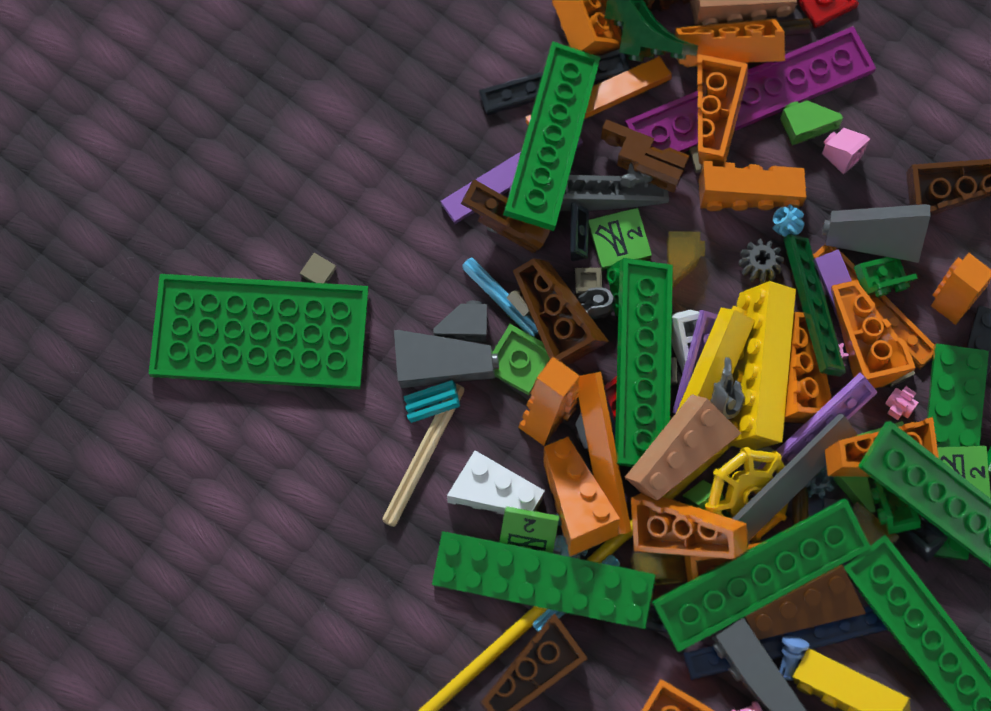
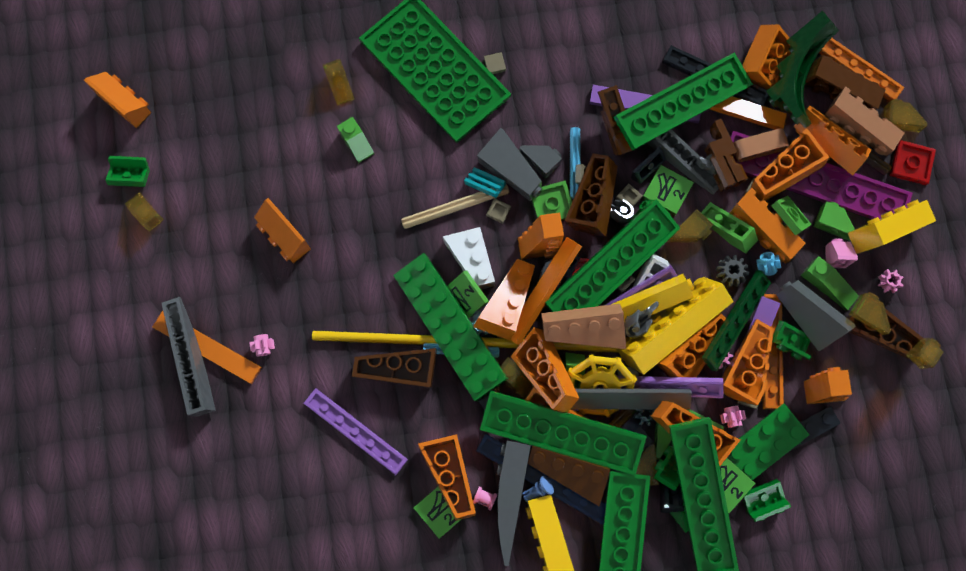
camera: 45 degrees right, 5 degrees up
(172, 439) = (338, 82): none -> clear yellow slope
(252, 483) = (355, 139): none -> bright green slope
(272, 651) = (281, 232): none -> orange slope
(472, 418) = (498, 211): none -> dark tan tile
(668, 110) = (761, 145): none -> nougat beam
(718, 220) = (731, 228): none -> bright green slope
(764, 153) = (791, 215): none -> bright green tile
(862, 185) = (830, 283): none -> bright green slope
(868, 77) = (892, 226): none -> yellow wedge
(916, 124) = (896, 281): none -> bright pink gear
(931, 178) = (871, 312): none -> clear yellow slope

